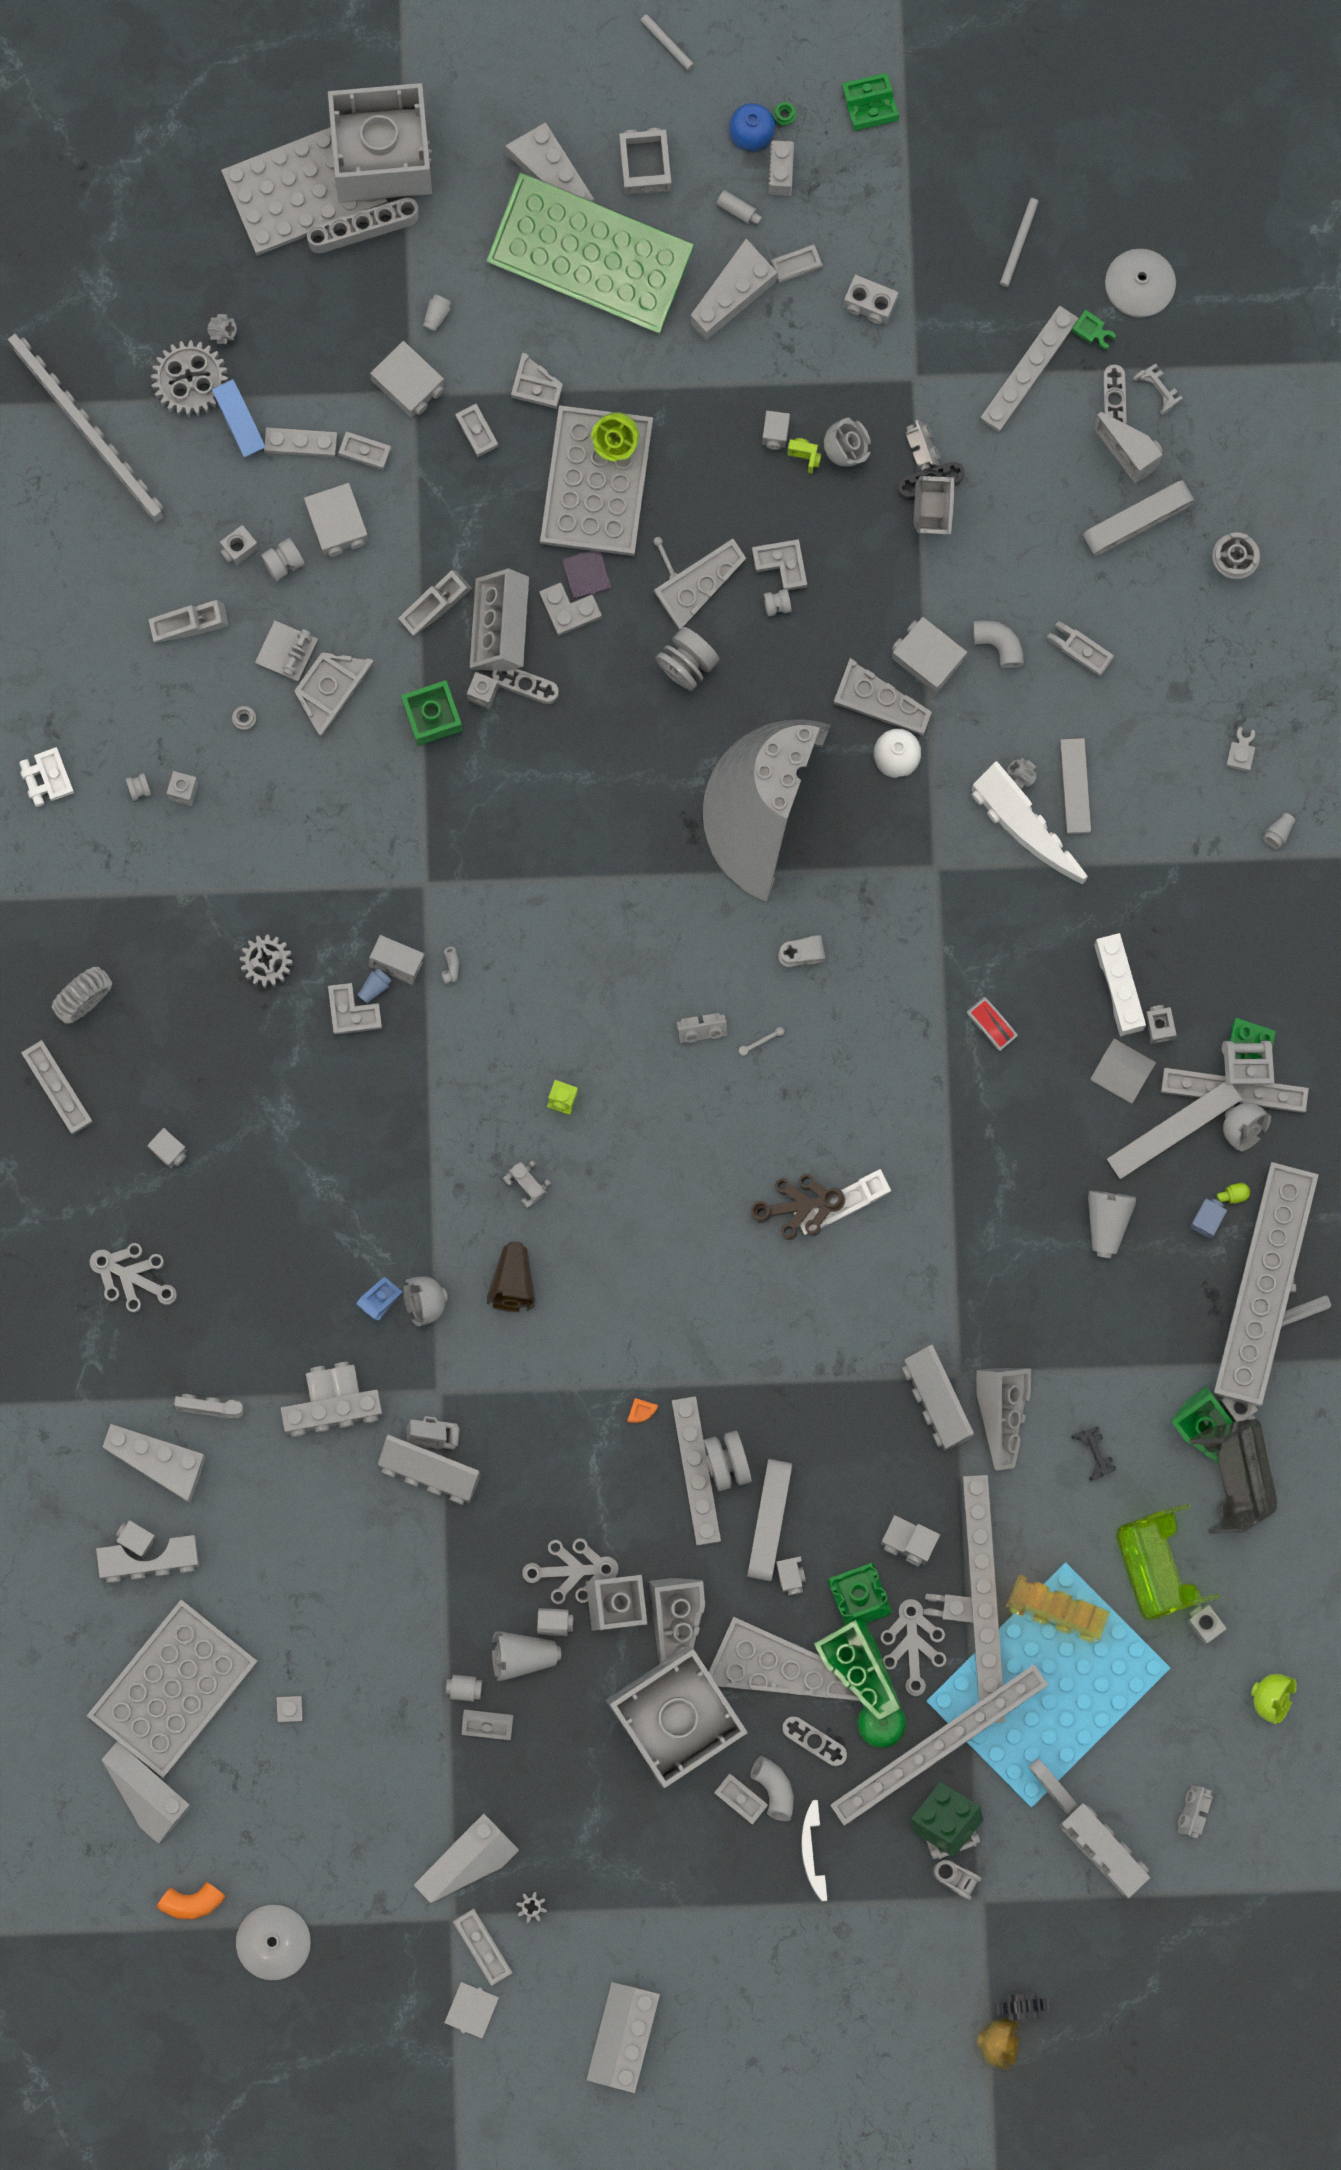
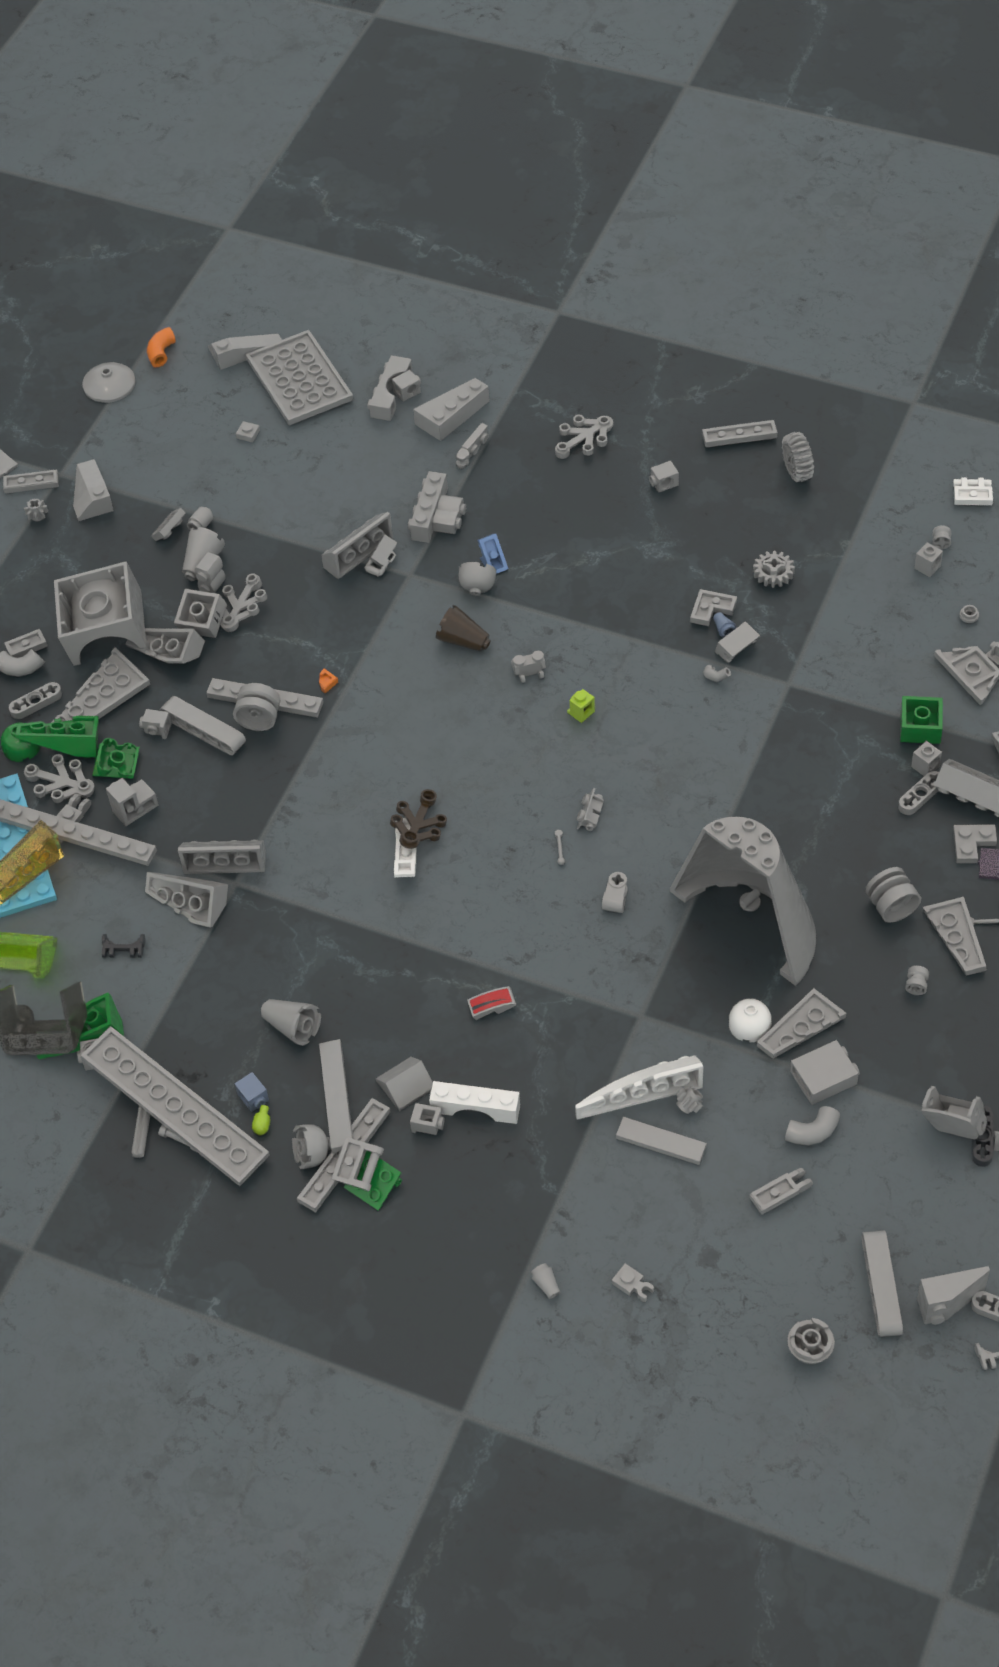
camera: 120 degrees right, 25 degrees down
(785, 557) = (952, 1002): light grey plate -> none

